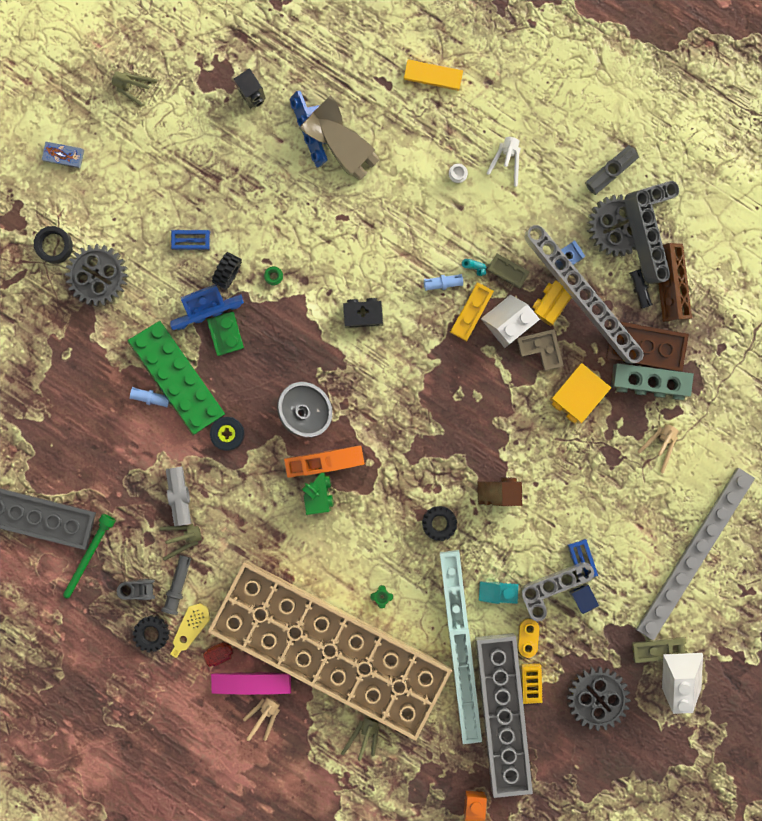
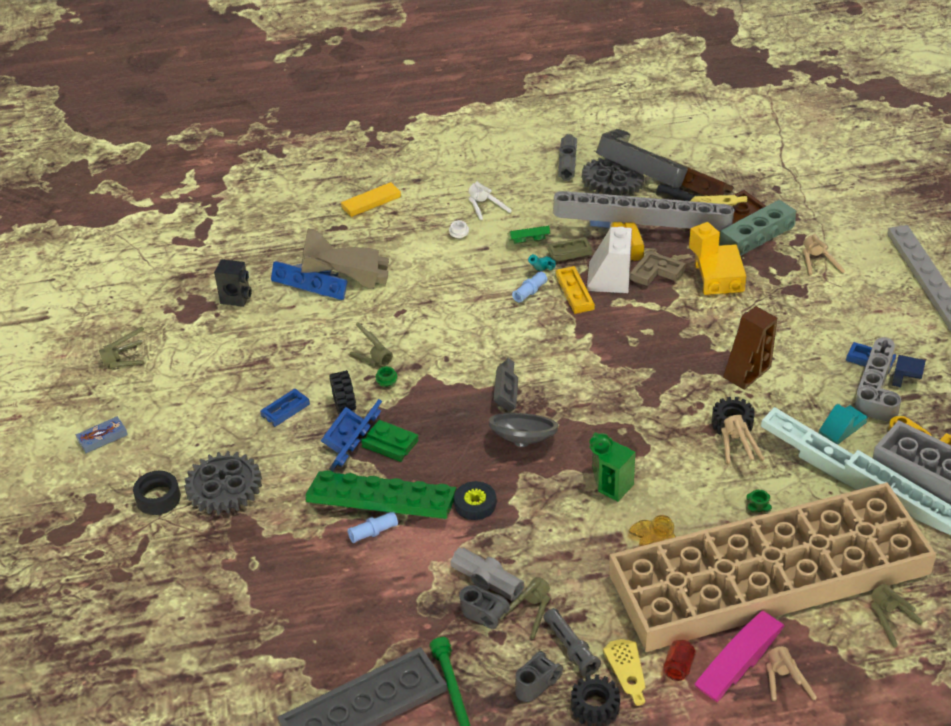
camera: 40 degrees left, 45 degrees down
(152, 520) = (482, 606): none -> dark grey piece
(287, 252) = (379, 353): none -> olive plant
(296, 560) = (653, 531): none -> clear yellow plate
(324, 461) = (578, 452): orange slope -> none
(335, 359) = (506, 385): none -> dark grey hinge
(354, 320) = (492, 344): black brick -> none
(422, 539) = (737, 428): none -> tan plant
(497, 228) = (537, 233): none -> green plate
(585, 369) = (704, 240): none -> yellow brick
(651, 330) = (725, 199): none -> light yellow piece

